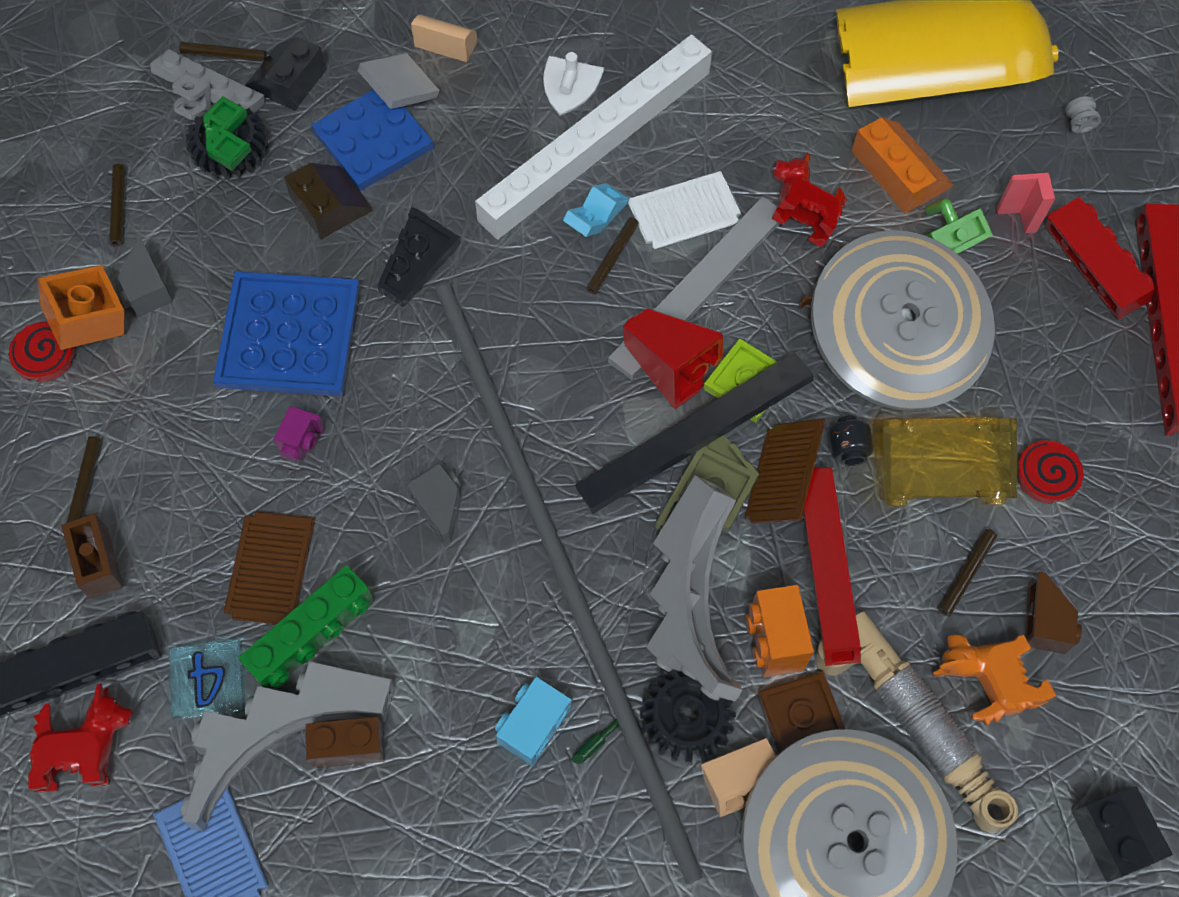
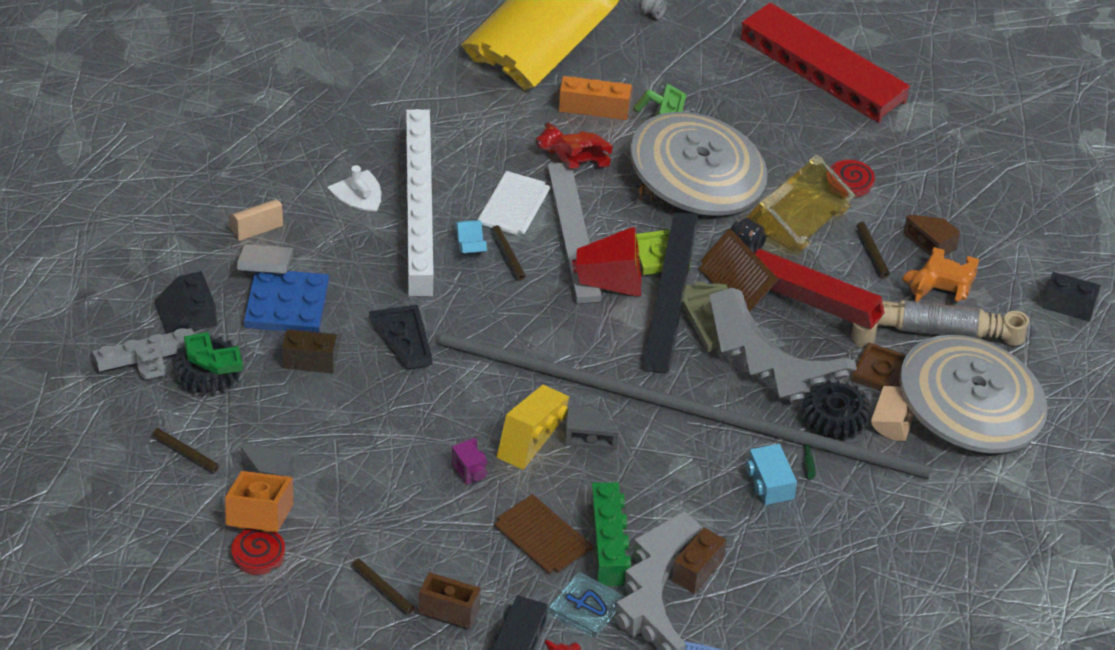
camera: 50 degrees left, 20 degrees down
(222, 51) = (126, 328): dark brown piece -> none
(287, 334) = (389, 425): blue plate -> none
(393, 448) = (531, 425): none -> yellow wedge
(779, 631) = (830, 333): orange brick -> none
(1029, 196) = (686, 61): coral panel -> none
(1100, 258) = (751, 64): red brick -> none

